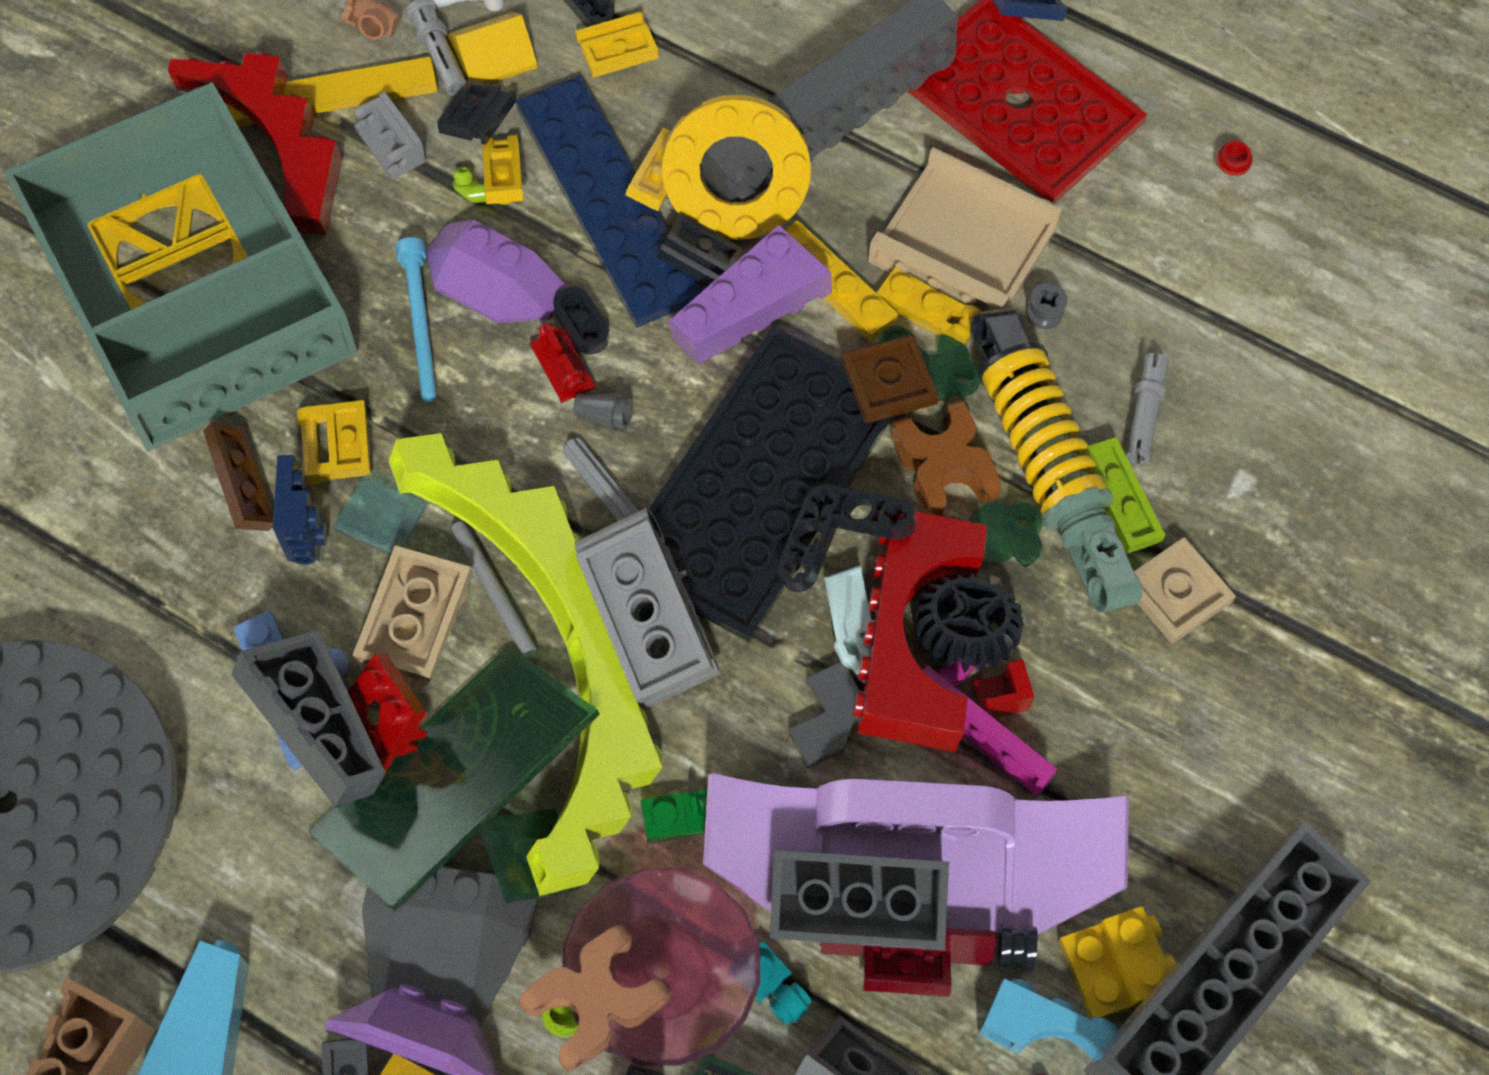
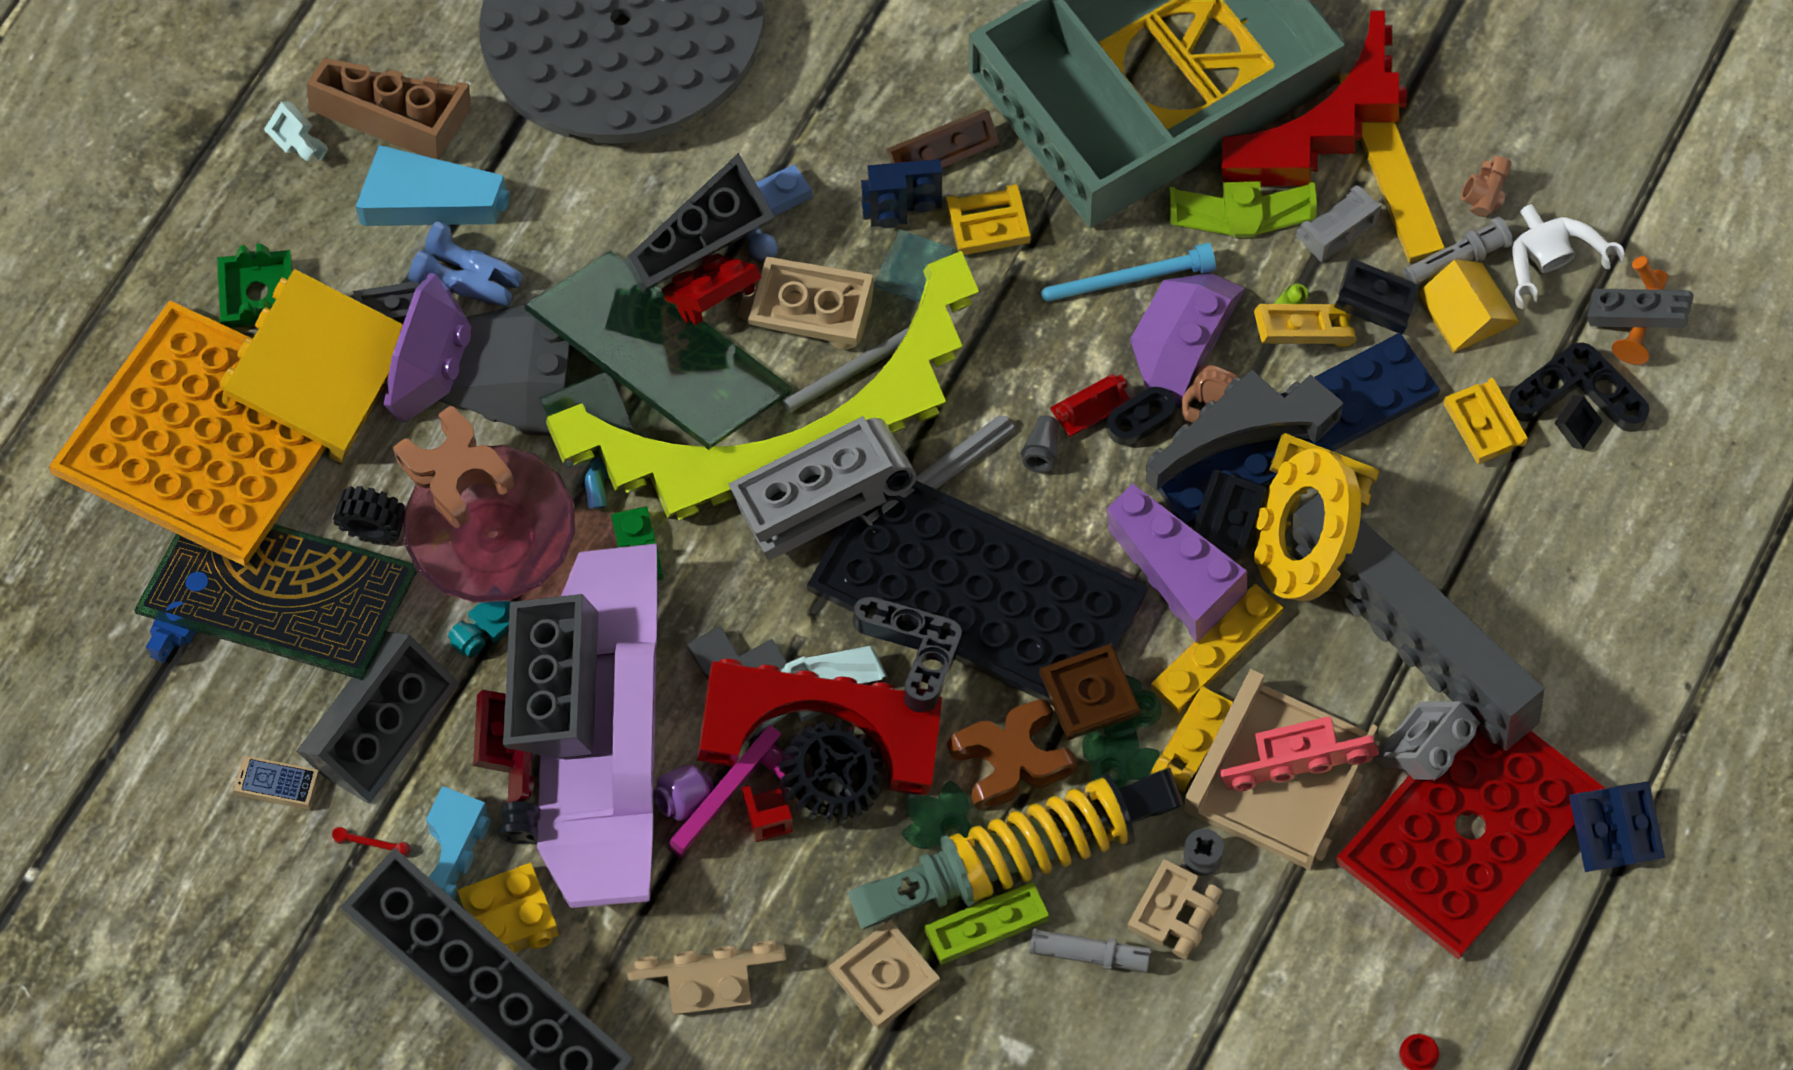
camera: 90 degrees right, 0 degrees up
(317, 980) = (476, 266): none -> medium blue piece
(359, 217) = (1242, 209): none -> lime plate
(561, 250) = (1207, 385): none -> nougat piece
(599, 221) = (1247, 415): none -> dark grey arch
(616, 854) = (595, 485): none -> dark azure arm
(944, 109) = (1429, 739): none -> light grey plate
(954, 210) = (1298, 750): none -> coral bracket
(984, 766) = (682, 791): none -> medium lavender head
(1098, 342) = (1163, 902): none -> tan plate
(1184, 759) = (709, 979): none -> tan bracket

